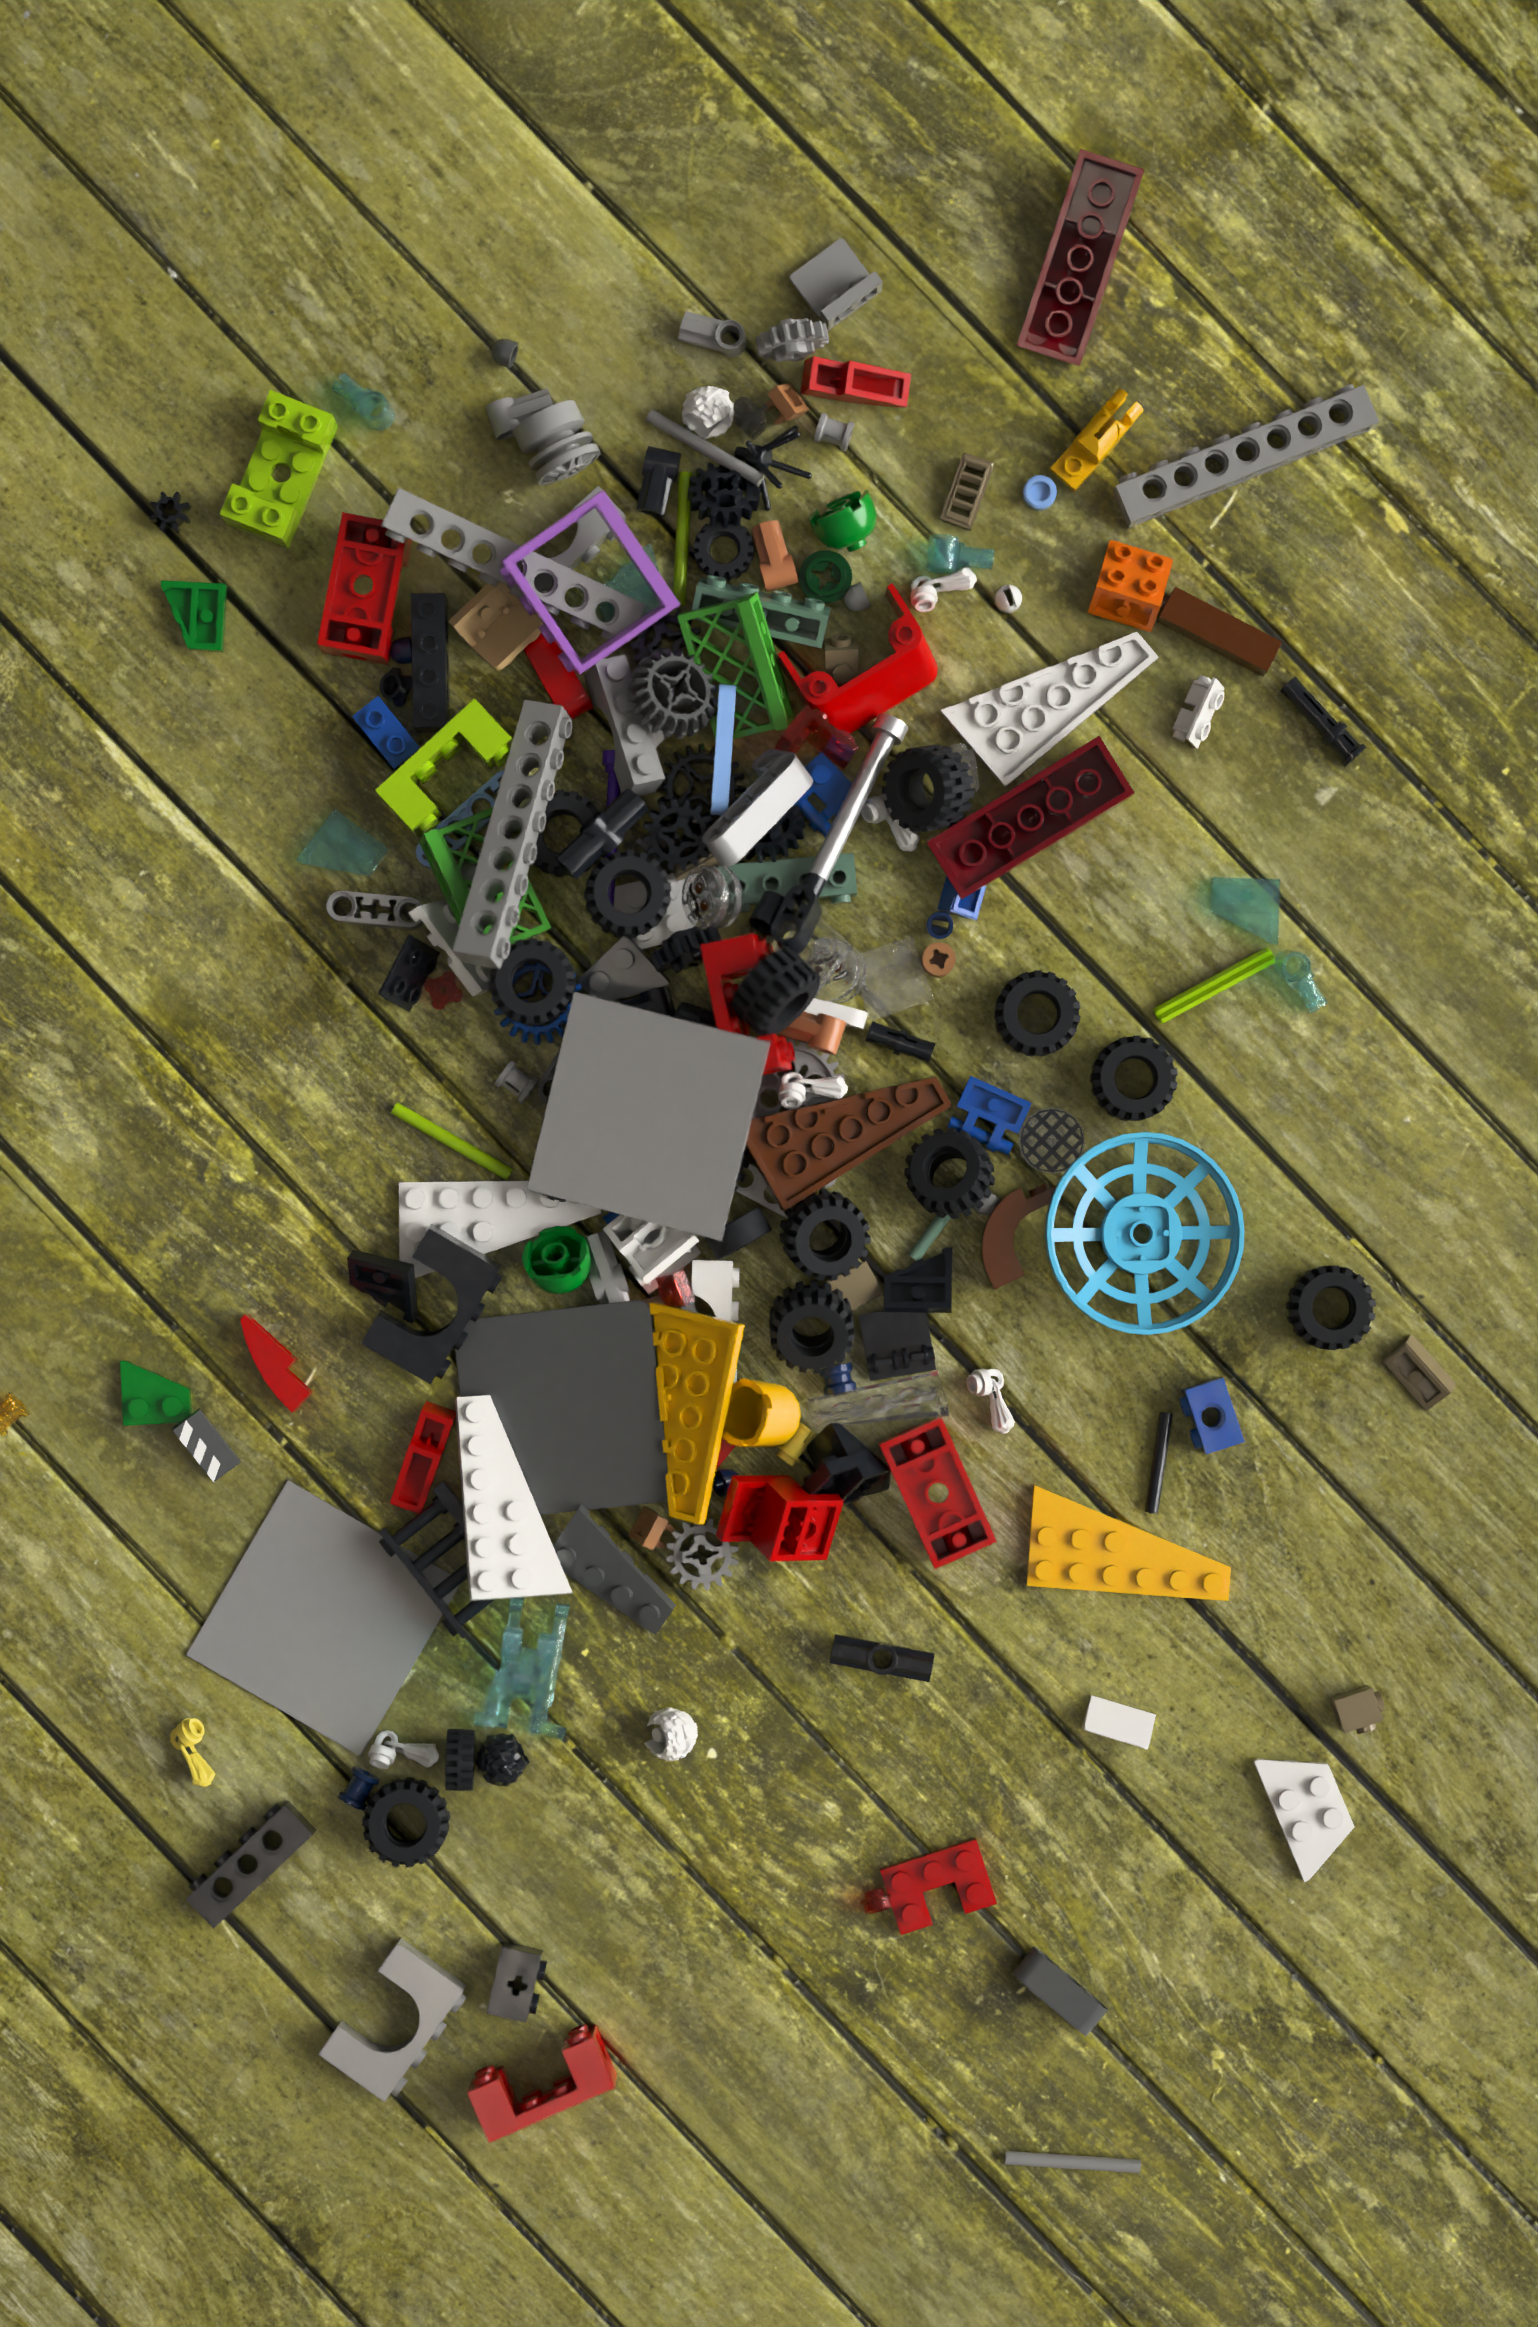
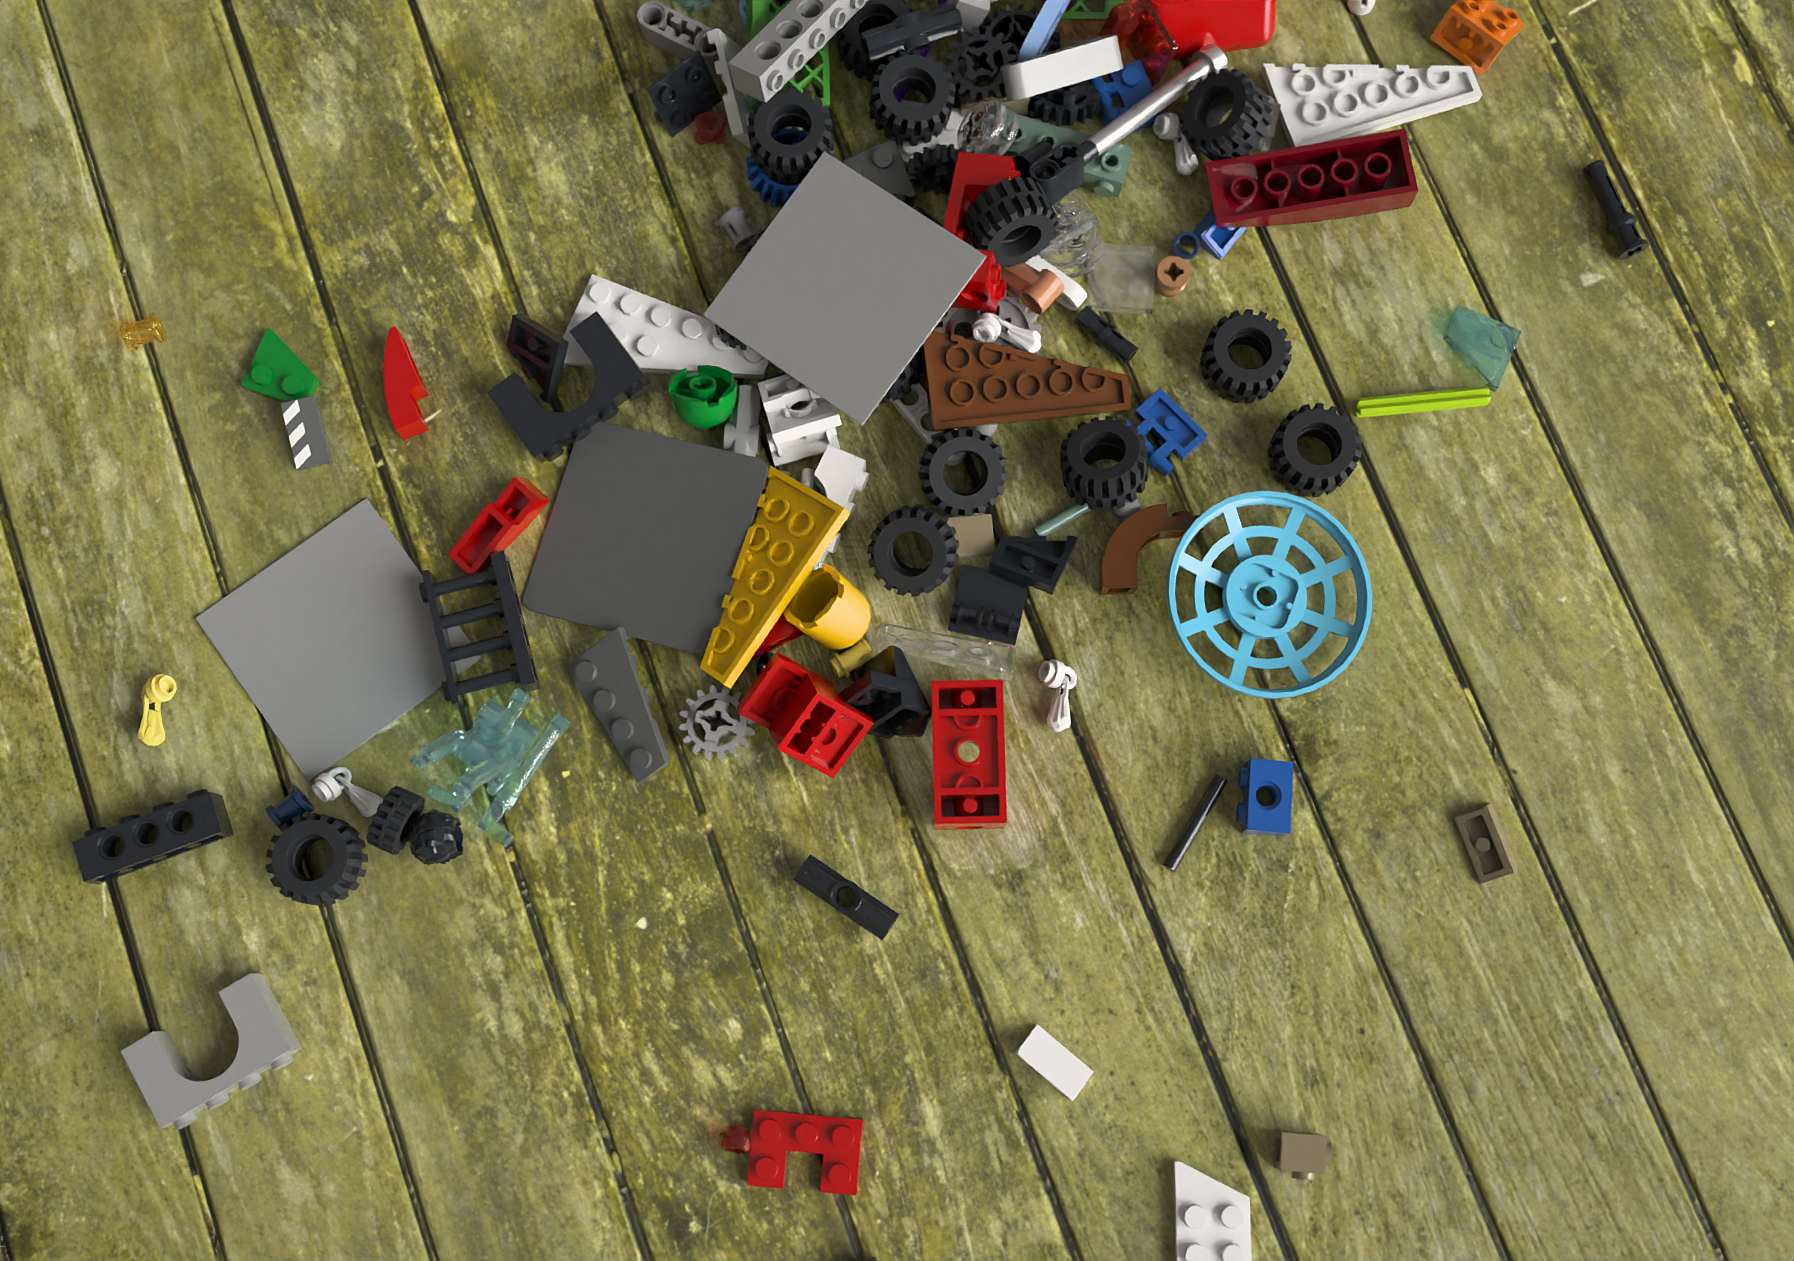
camera: 30 degrees right, 10 degrees down
(452, 1141) = (657, 260): lime bar -> none
(502, 2112) = (270, 1176): red plate -> none
(503, 1529) = (539, 616): white wing -> none
(506, 2000) = (329, 1074): black brick -> none
(649, 1528) = (677, 678): medium nougat tile -> none
(674, 1736) = (611, 885): white piece -> none
(675, 1289) = (801, 464): clear red plate -> none
(740, 1233) = (882, 438): black tyre -> none
(838, 1379) = (917, 612): dark blue wheel -> none
(1051, 1140) = (1210, 477): tile -> none
(1096, 1552) = (1100, 885): yellow wing -> none
(1195, 725) = (1510, 147): white hinge -> none
(1218, 631) = (1546, 95): reddish brown brick -> none
(1301, 979) = (1509, 427): clear light blue pin -> none
(1359, 1313) = (1449, 727): black tyre -> none

